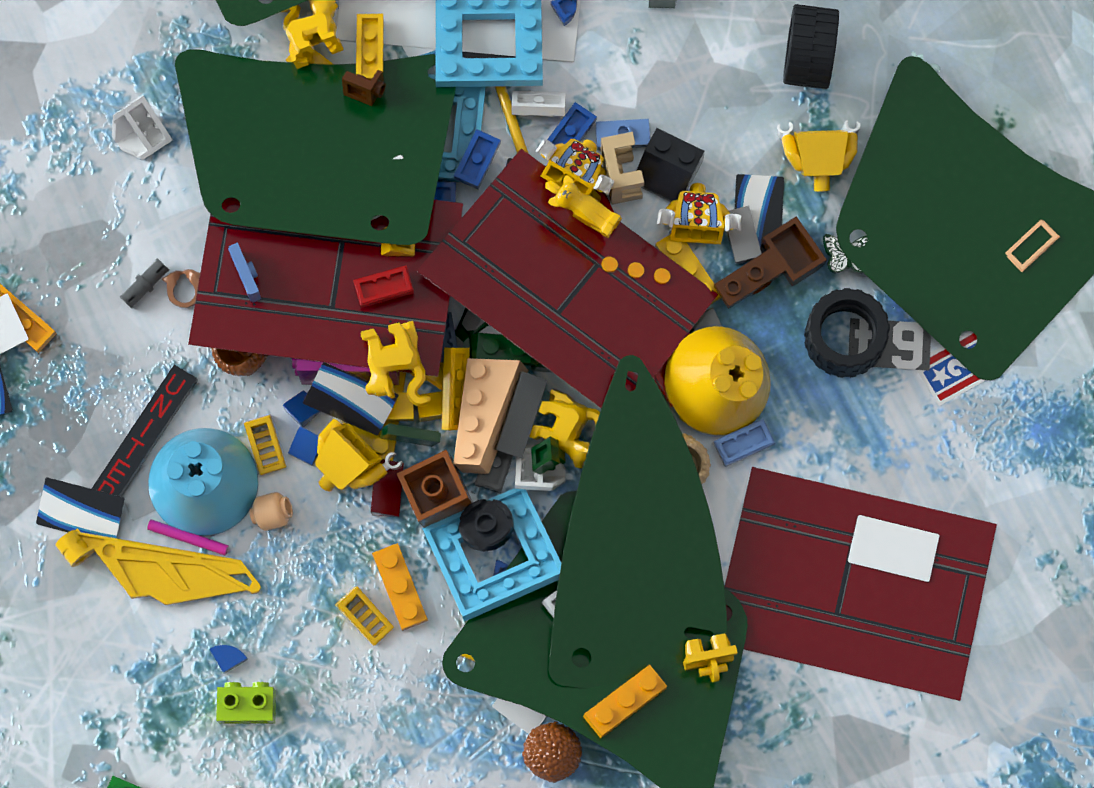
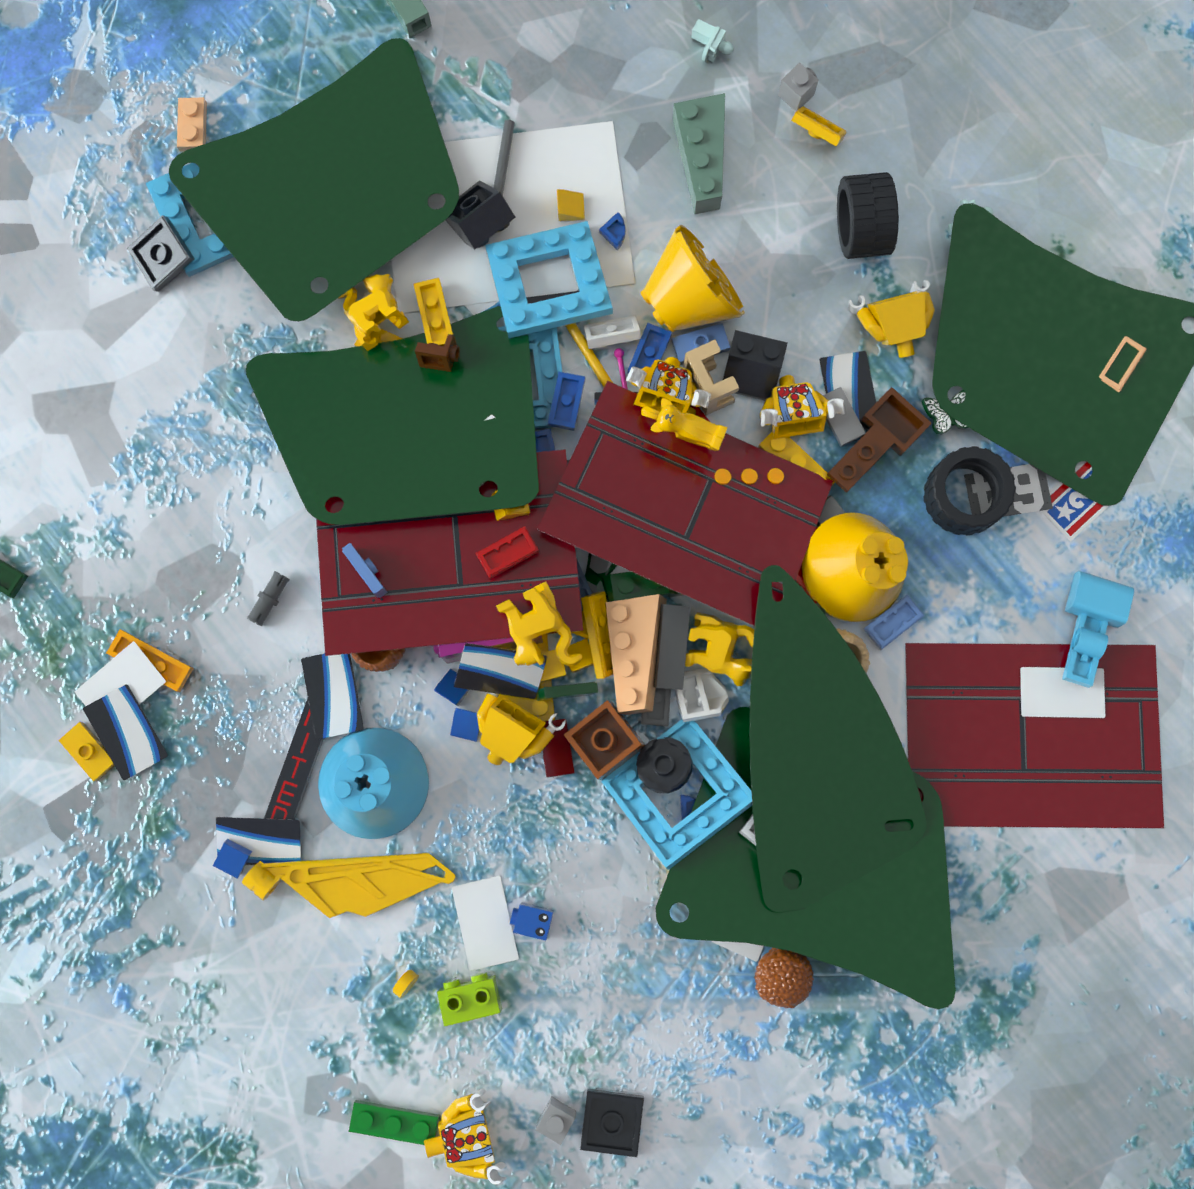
camera: 10 degrees left, 5 degrees up
(51, 520) = (232, 858): none -> blue tile
(139, 129) = (226, 446): white slope -> none
(171, 281) = (294, 590): nougat piece -> none
(184, 387) = (332, 695): none -> sticker
(187, 537) = (374, 843): dark pink bar -> none
(188, 675) = (405, 983): none -> yellow tile
(228, 657) = (439, 954): blue tile -> none
(249, 425) = (416, 736): yellow slope -> none
(271, 511) = (447, 799): light nougat head -> none
(278, 639) = (485, 923): none -> white sticker
(324, 644) = (531, 921): none -> blue brick
(349, 614) = (542, 870): yellow slope -> none
(400, 586) = (592, 843): light orange plate -> none
(540, 125) = (619, 353): none -> dark pink hinge
(547, 455) = (707, 682): dark green tile -> none
(623, 75) = (689, 287): none -> yellow cone
(625, 701) = (846, 913): light orange plate -> none
(698, 658) = (927, 837): yellow hips -> none
(947, 471) = (1096, 604): none -> medium azure plate

